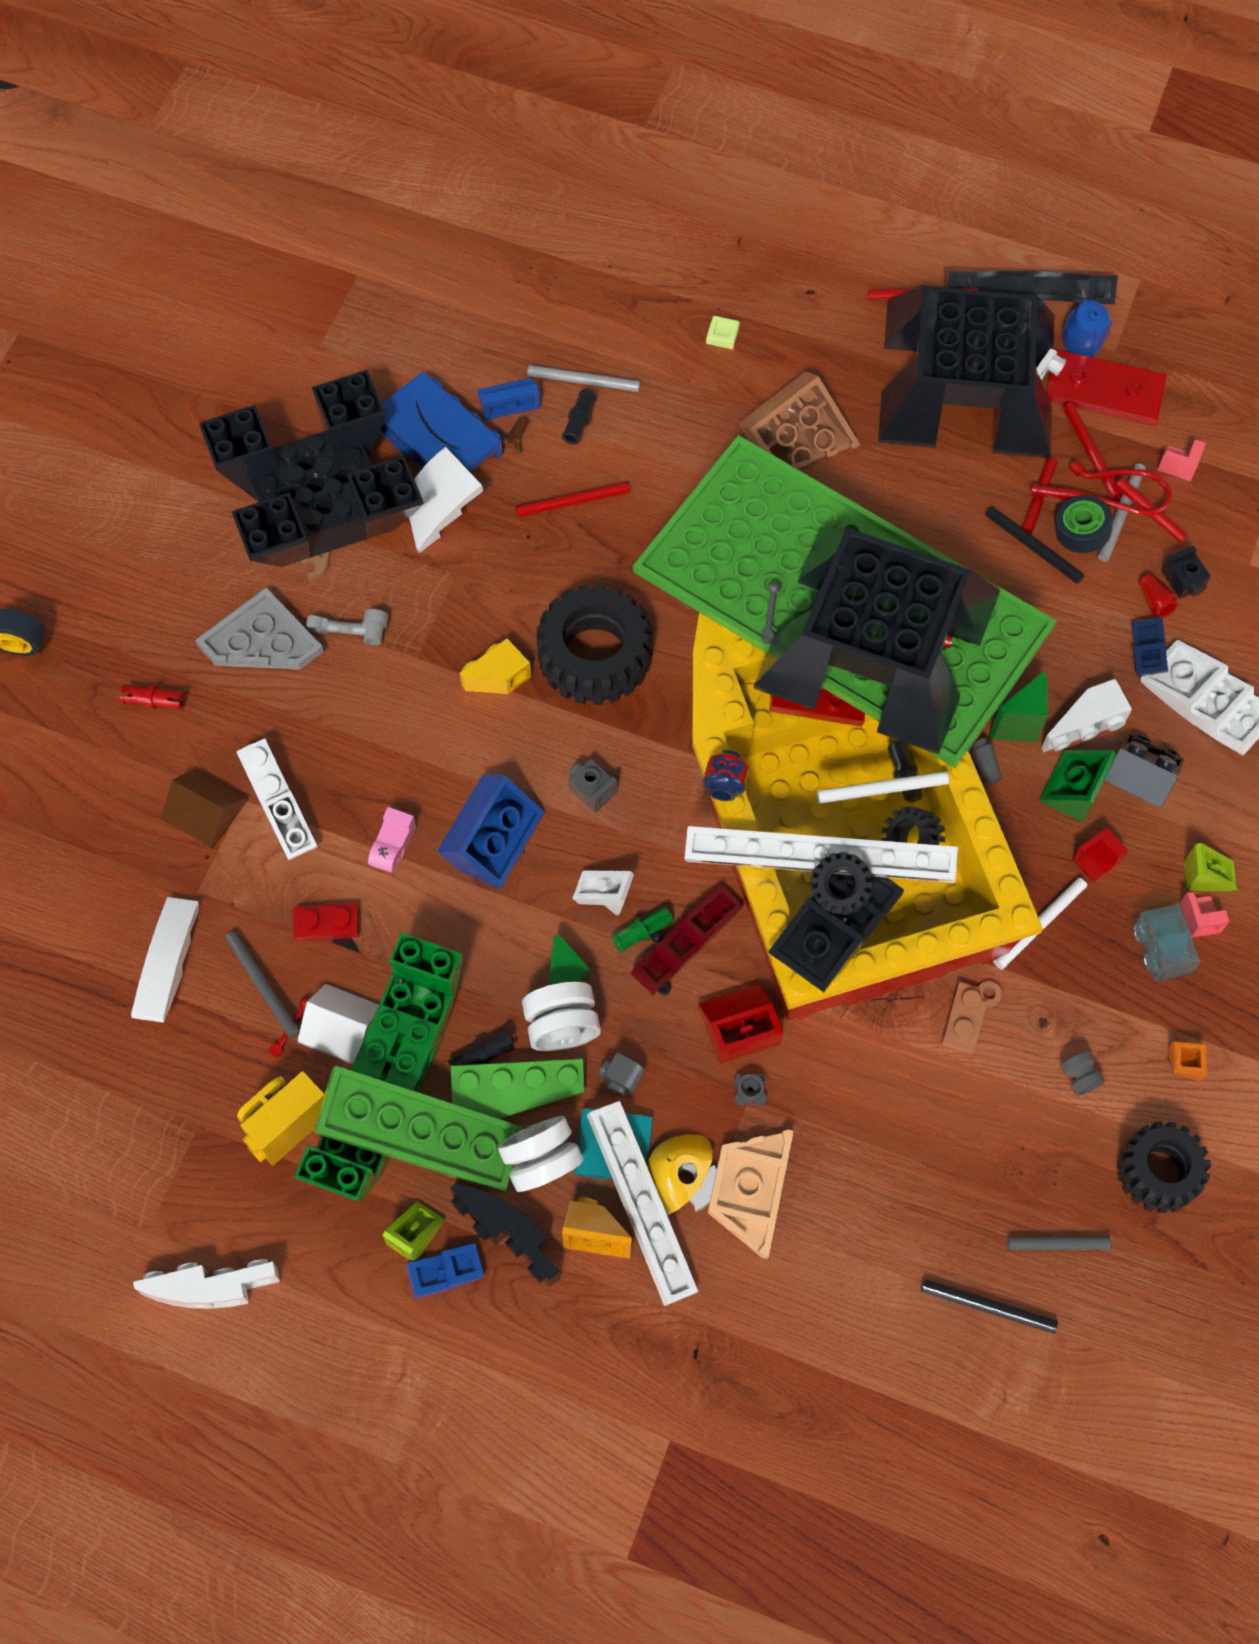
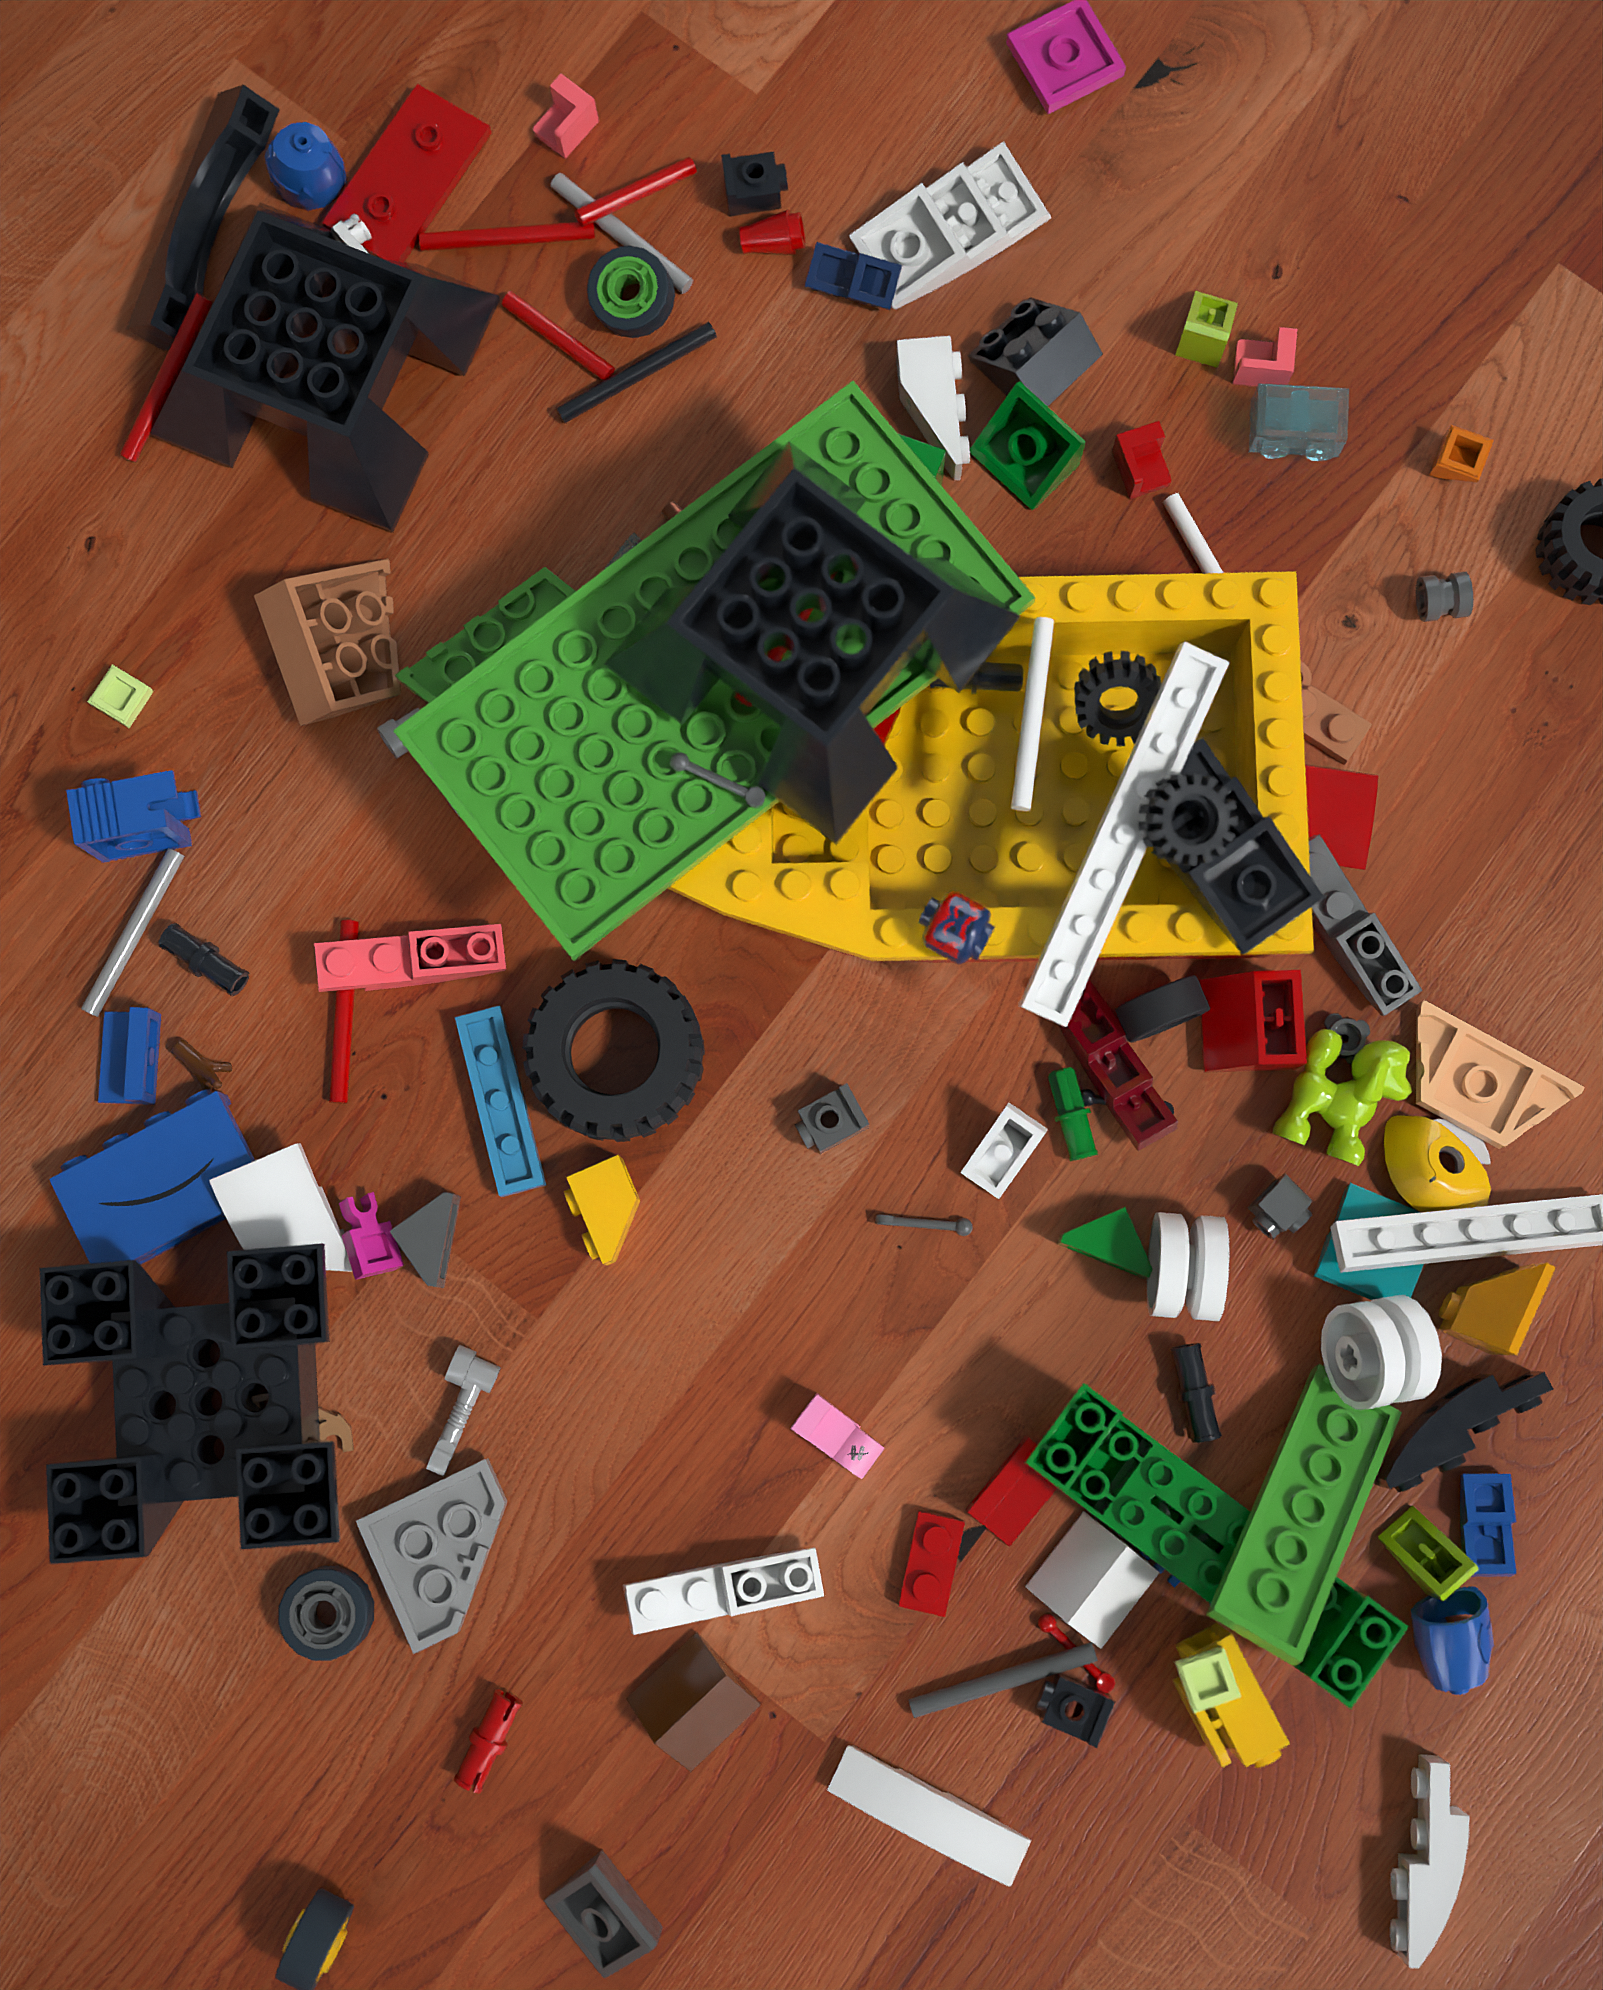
camera: 65 degrees left, 15 degrees up
(64, 791) = (605, 1915): none -> dark grey slope
(210, 603) = (300, 1620): none -> wheel
(256, 1041) = (1095, 1708): none -> black brick
(291, 1083) = (1207, 1679): none -> yellowish green tile
(359, 1260) = (1458, 1652): none -> blue helmet
(374, 955) = (1012, 1495): none -> red panel
(435, 550) = (369, 1244): none -> dark pink plate
(448, 580) = (429, 1236): none -> dark grey slope
(491, 830) = (862, 1286): blue slope -> none
(515, 1086) = (1257, 1361): bright green wing -> none
(535, 599) = (500, 1101): none -> dark azure plate
(548, 884) = (962, 1226): none -> dark grey hinge
(612, 517) = (410, 959): none -> coral slope
(648, 350) = (131, 816): none -> blue piece
(702, 1096) = (1345, 1106): none -> lime animal
(729, 958) = (1162, 1008): none -> black tyre
(828, 1067) = (1357, 936): none -> dark grey slope
(900, 1036) = (1342, 812): none -> red slope
(1079, 470) = (577, 293): red piece -> none

